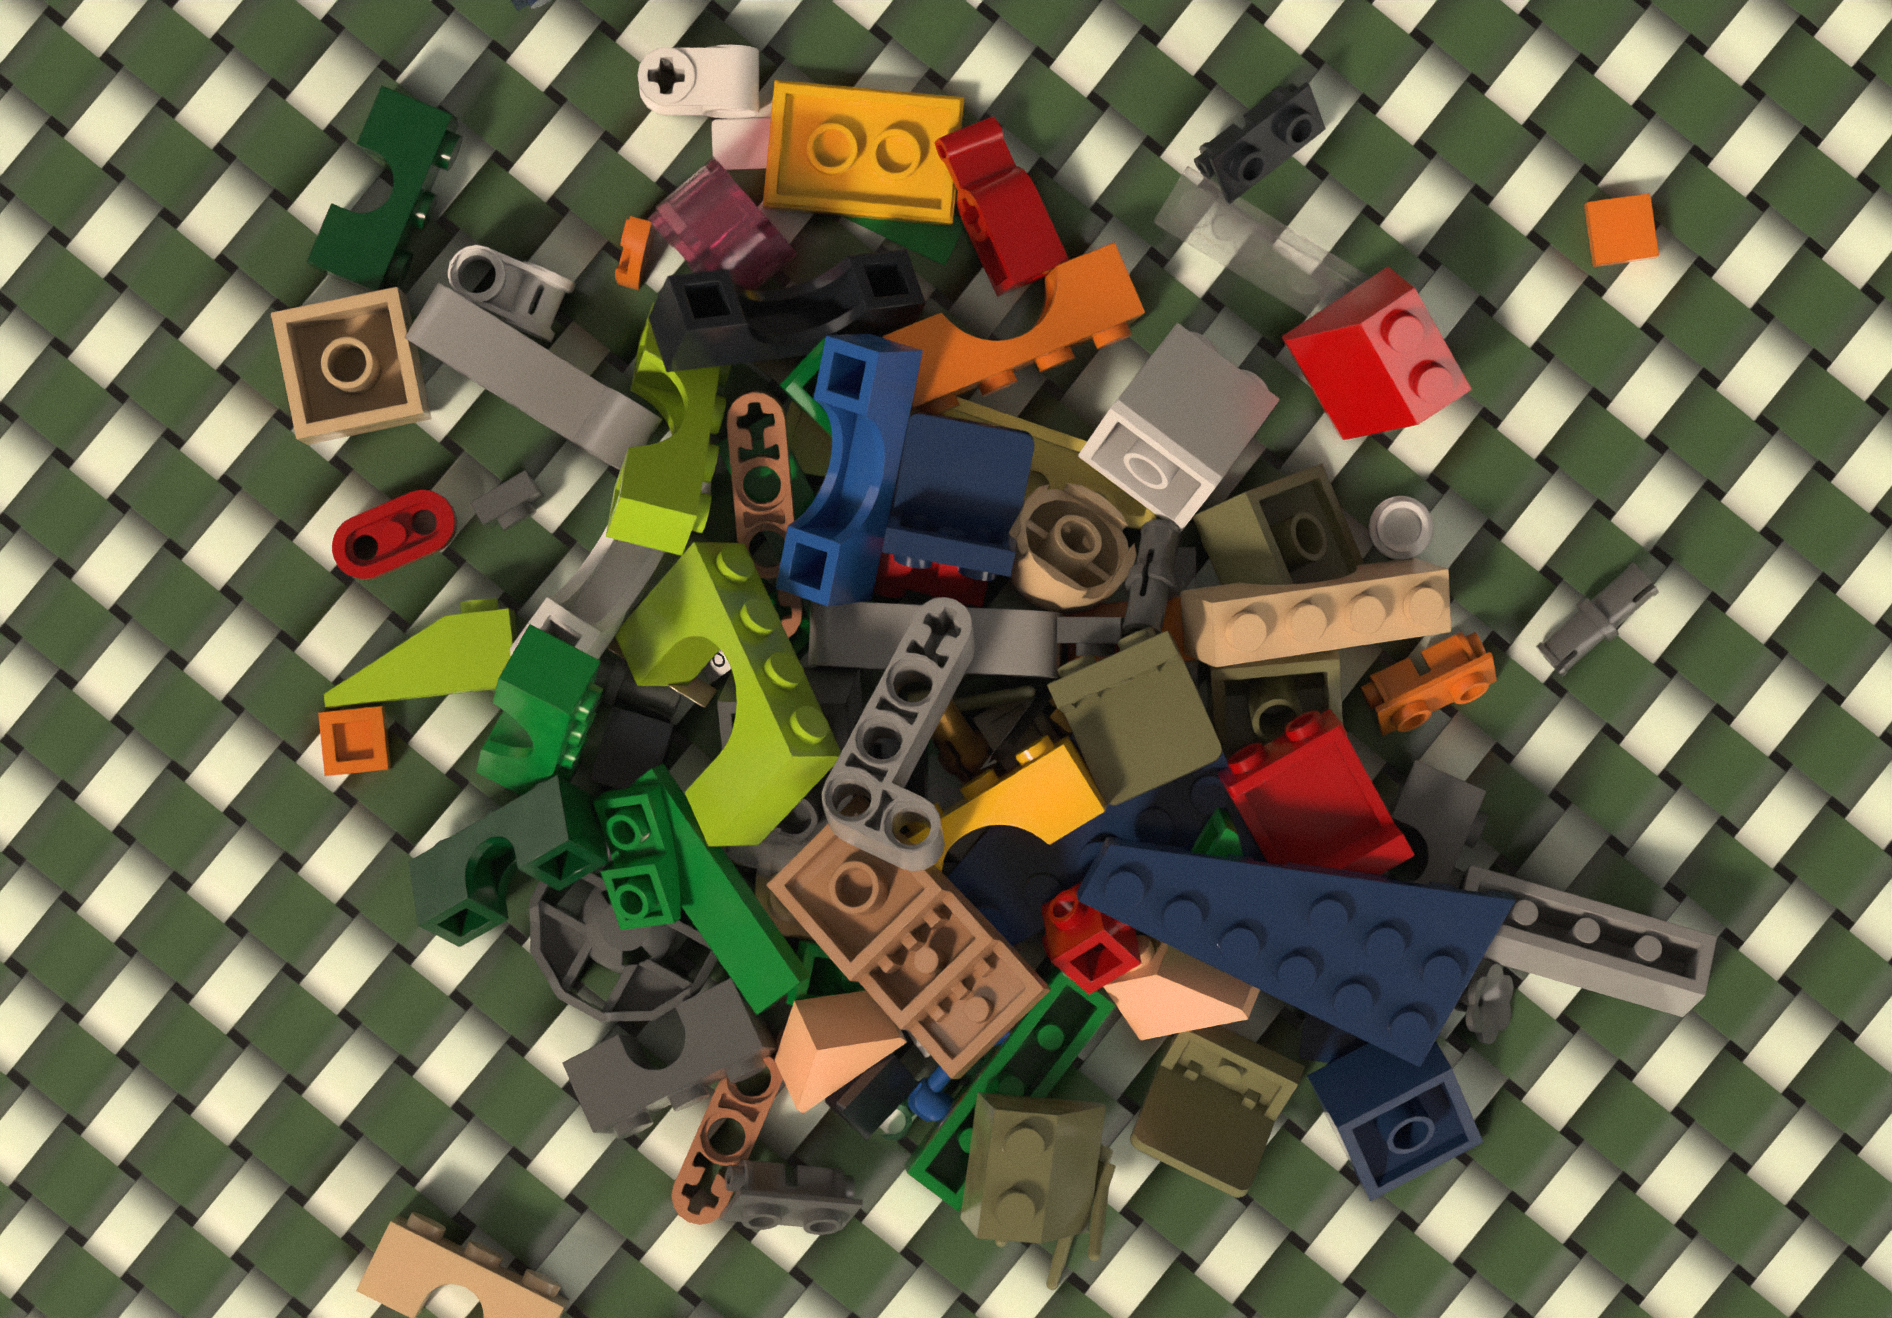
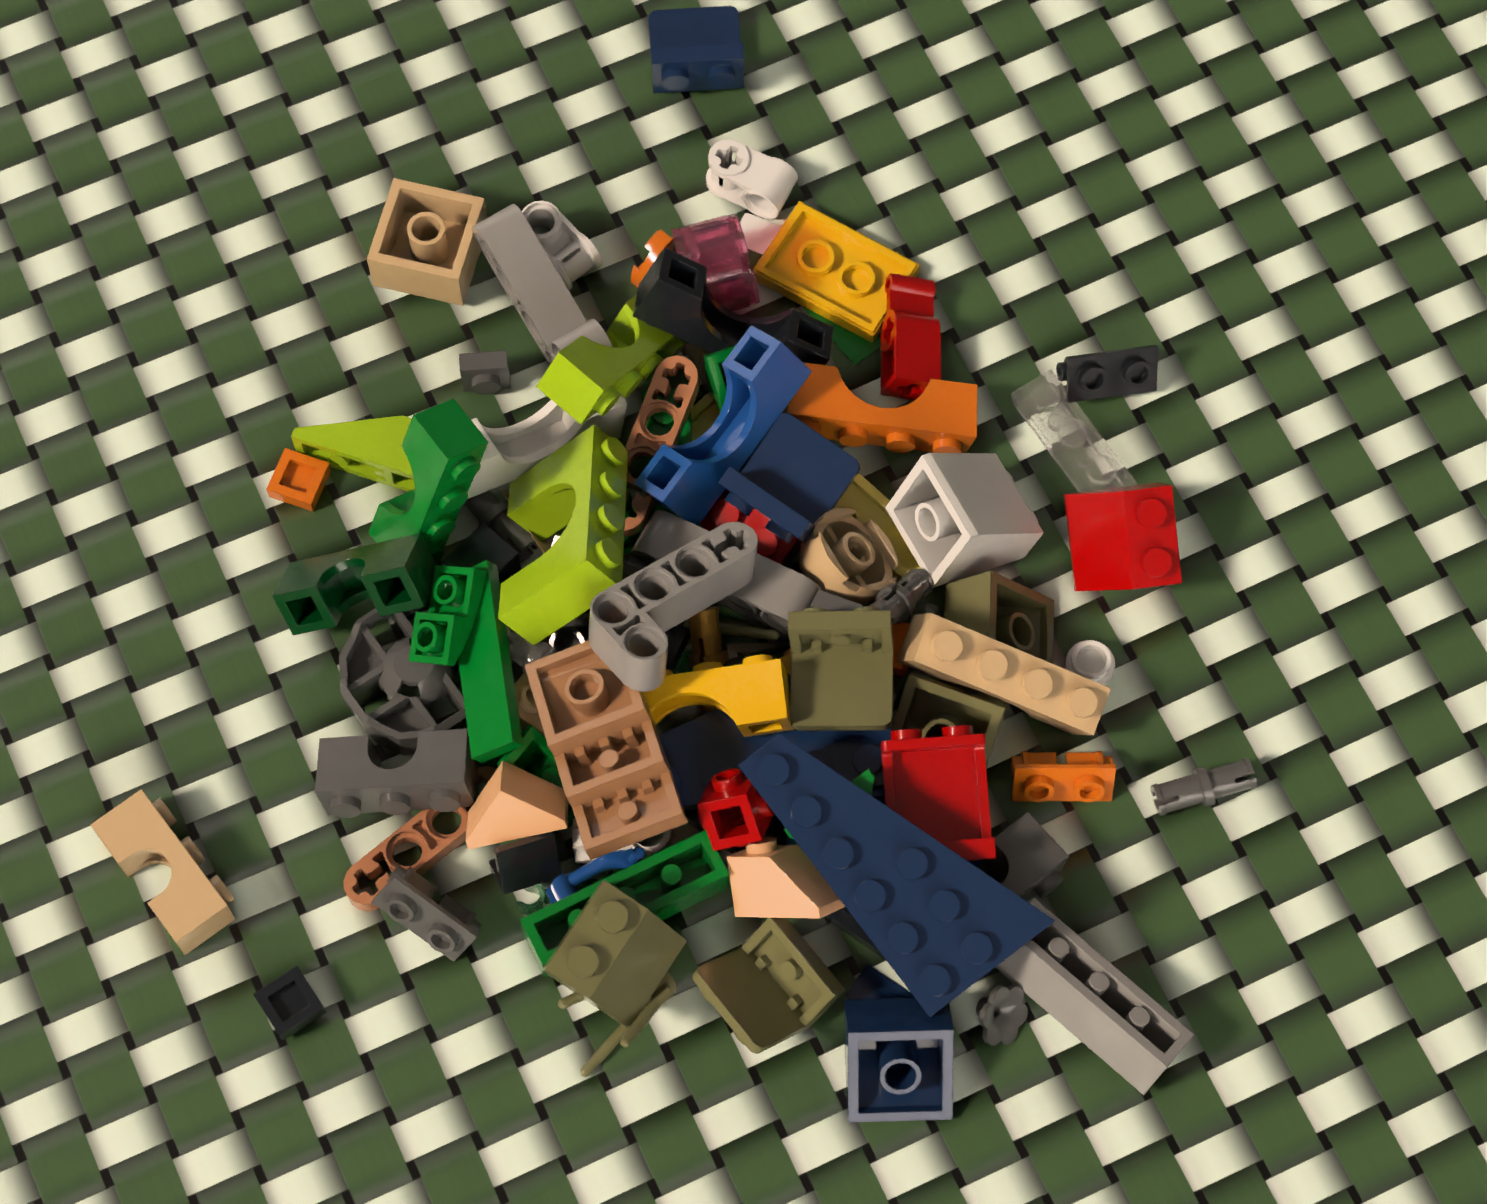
camera: 30 degrees right, 20 degrees down
(372, 245) = (543, 136): dark green arch -> none
(395, 533) = (400, 359): red plate -> none
(1621, 230) = (1335, 542): orange tile -> none

